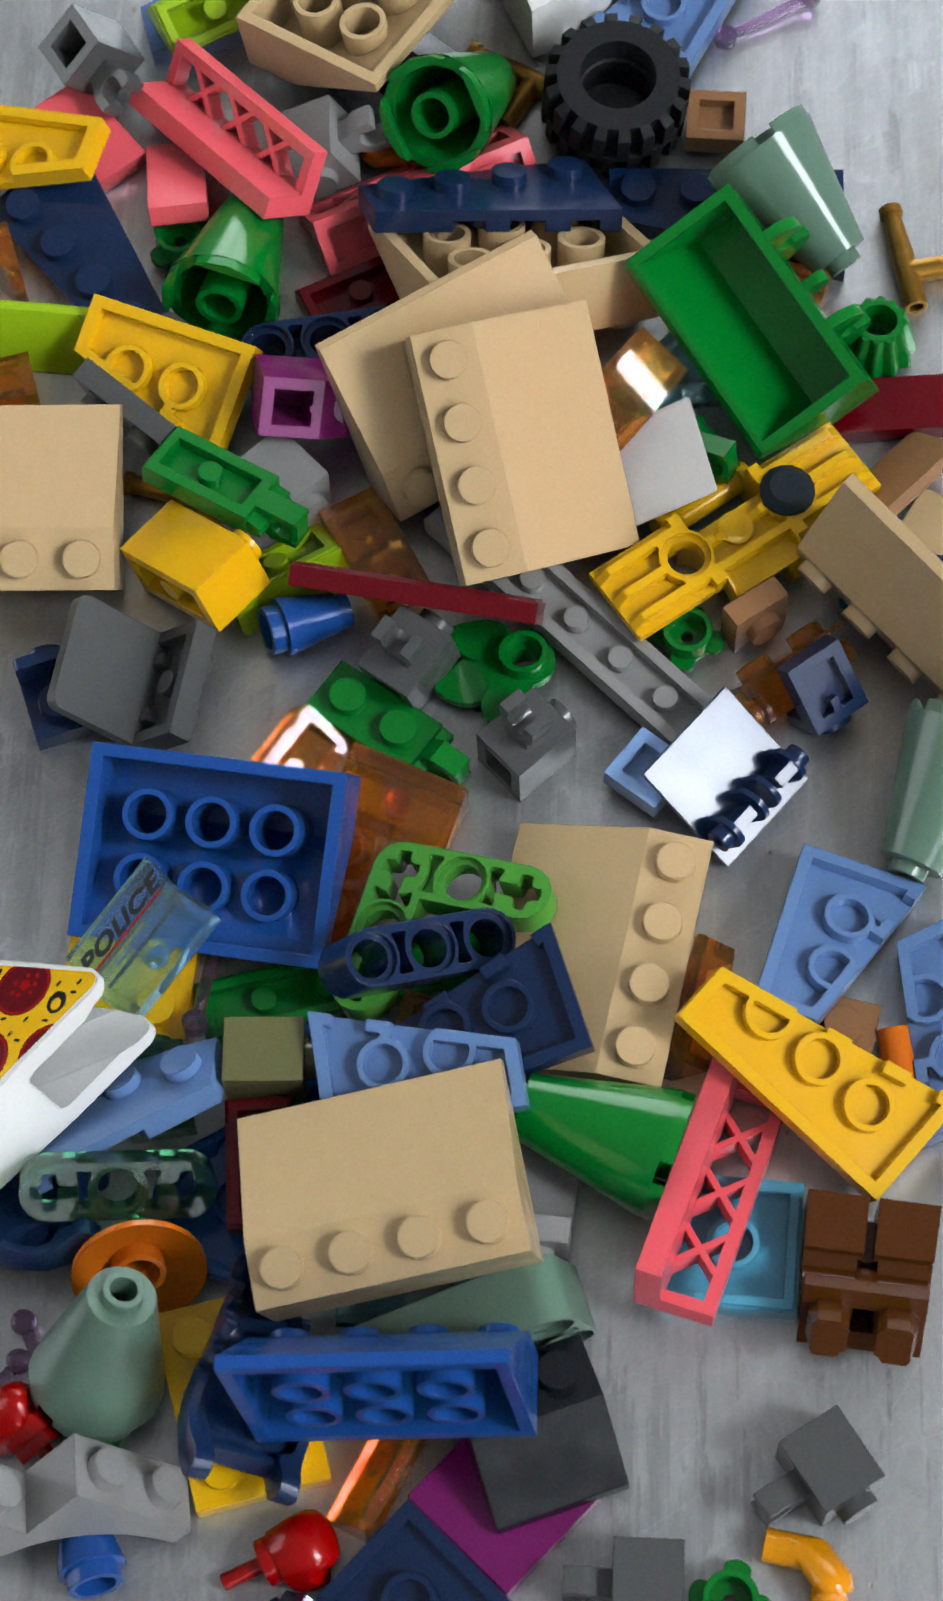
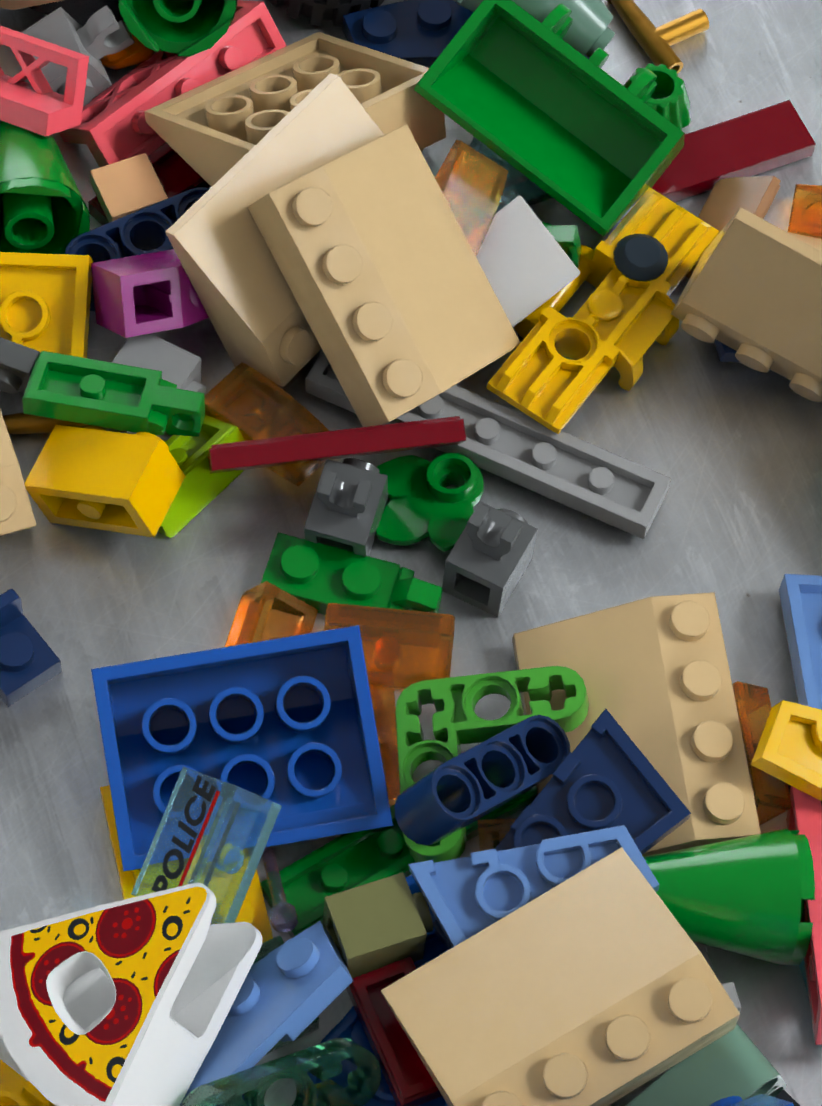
camera: 30 degrees left, 5 degrees down
(130, 677) = (84, 607): dark grey bracket -> none
(302, 621) = (224, 507): blue cone -> none
(331, 286) = (126, 186): none -> light nougat tile
(491, 199) = (254, 65): dark blue wing -> none
(626, 771) = (611, 552): light blue plate -> none
(704, 642) = (606, 409): green plate -> none
(726, 776) = (689, 530): hinge -> none
(755, 615) = (651, 381): medium nougat plate -> none
(762, 683) = (686, 437): clear orange hinge -> none
(821, 687) = (745, 427): dark blue bracket -> none

